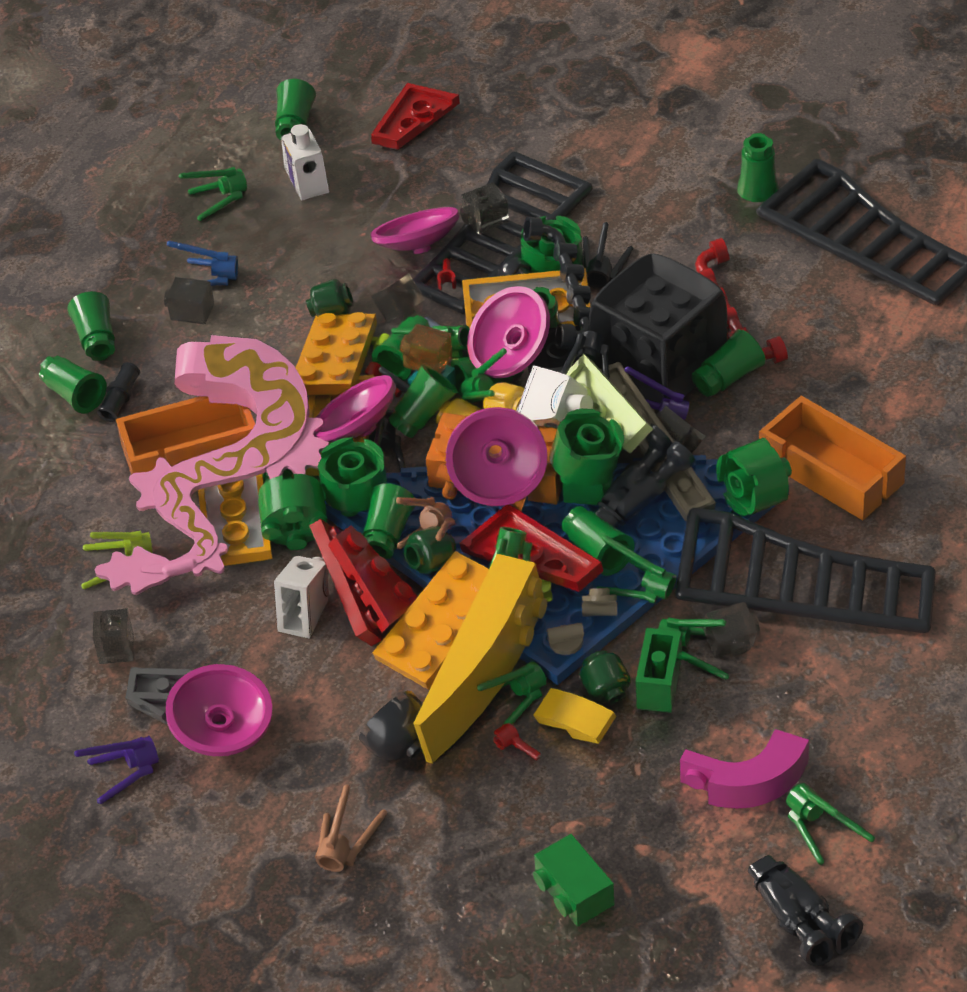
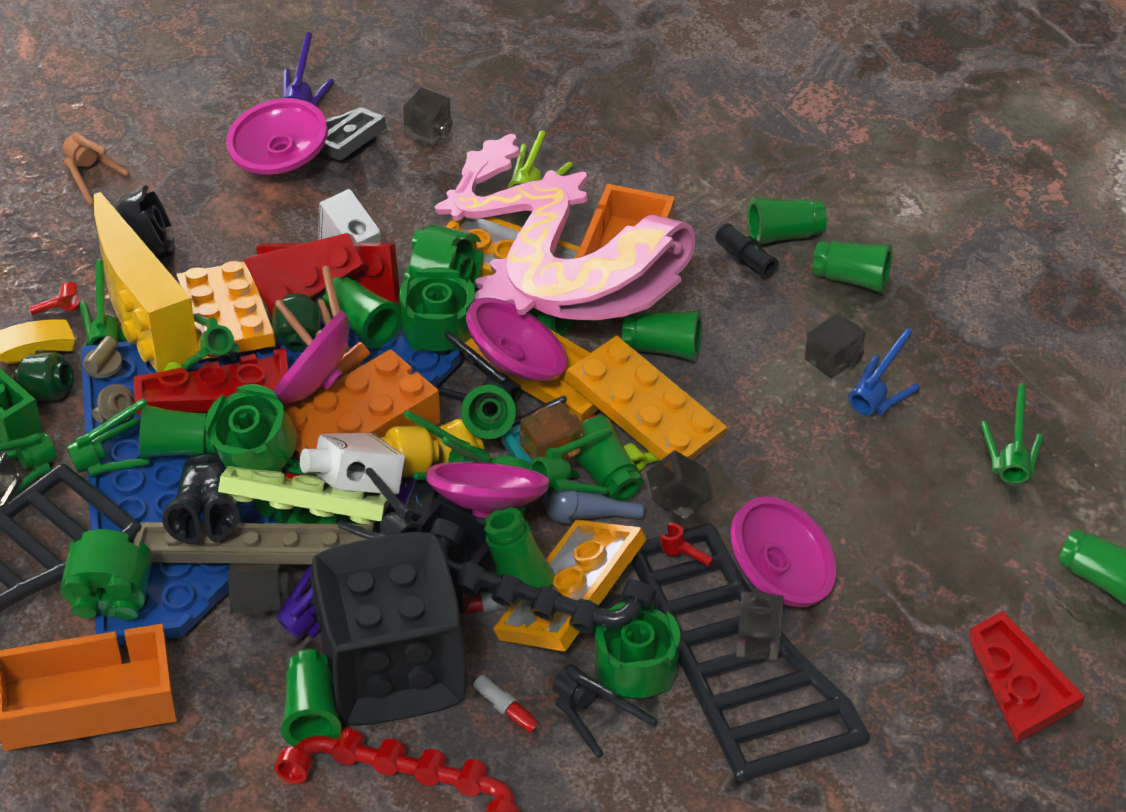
camera: 120 degrees right, 0 degrees up
(302, 149) = (988, 520): white torso -> none
(330, 298) = (734, 442): dark green head -> none

